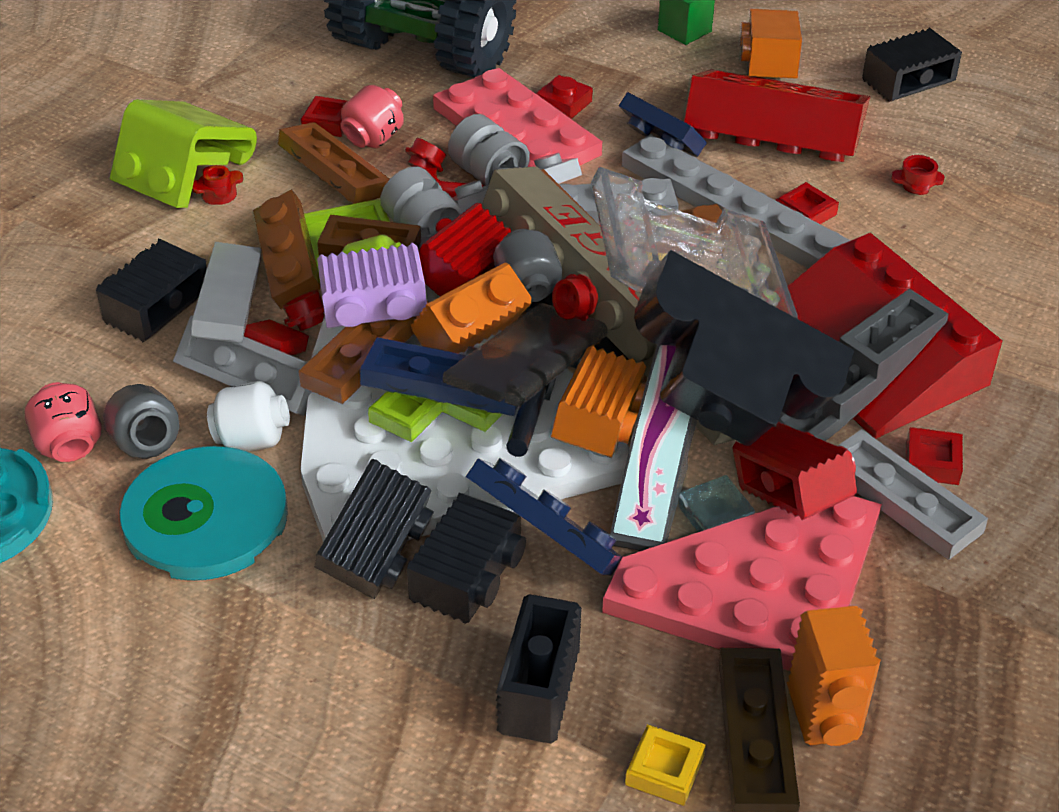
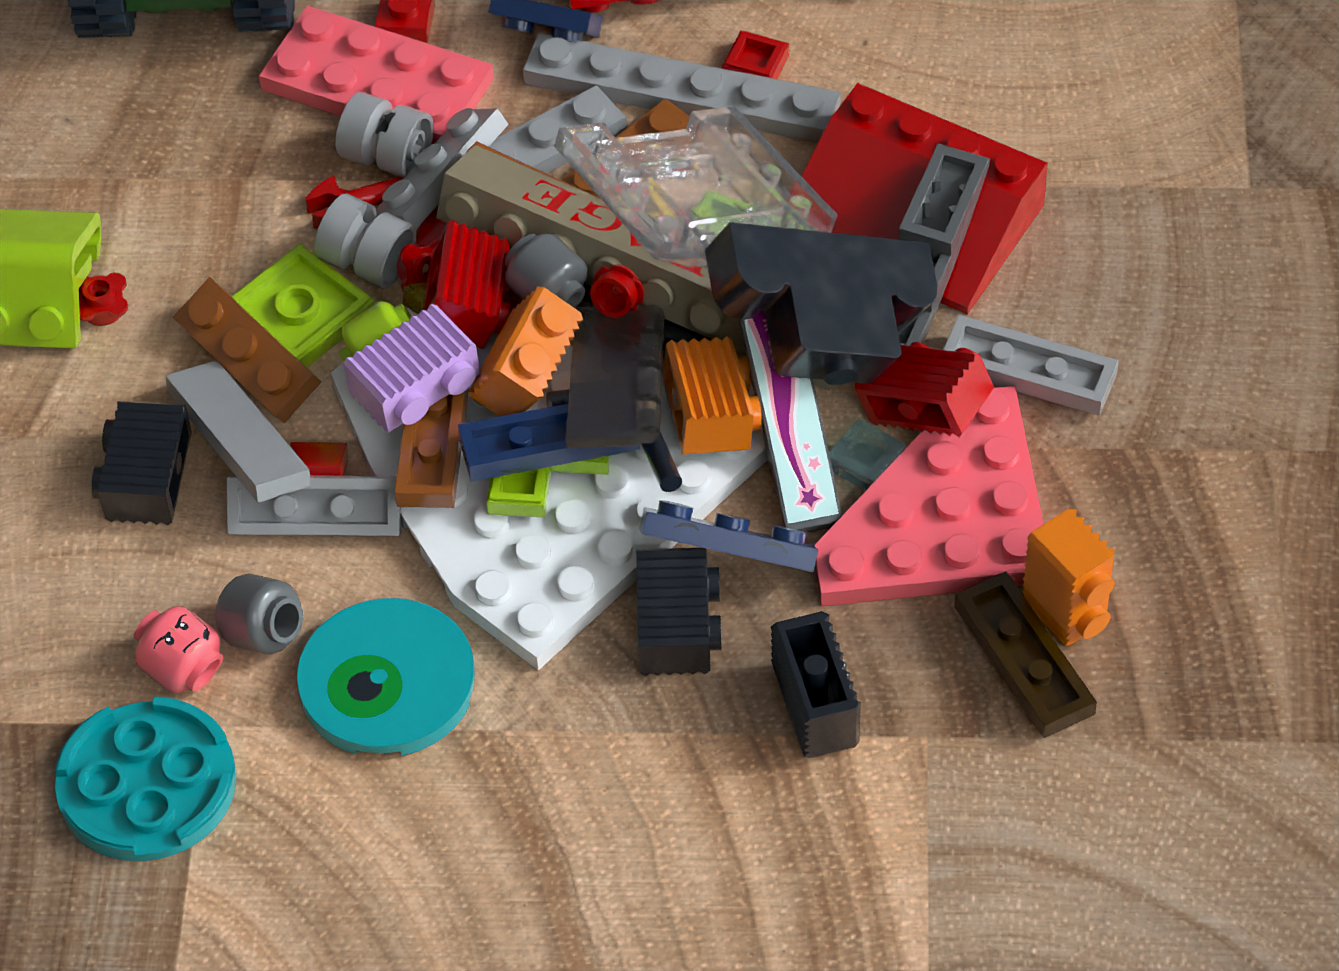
camera: 25 degrees left, 10 degrees up
(248, 417) = (362, 562): white head -> none
(304, 310) = (324, 415): red plate -> none
(325, 113) = (152, 153): red tile -> none
(333, 162) = (215, 216): dark orange plate -> none
(346, 230) = (323, 309): reddish brown plate -> none
(372, 116) = (216, 137): coral head -> none
(374, 528) = (582, 623): black brick -> none
(425, 155) = (312, 166): red plate -> none
(665, 765) = (962, 719): yellow tile -> none
(936, 454) = (1034, 309): red tile -> none

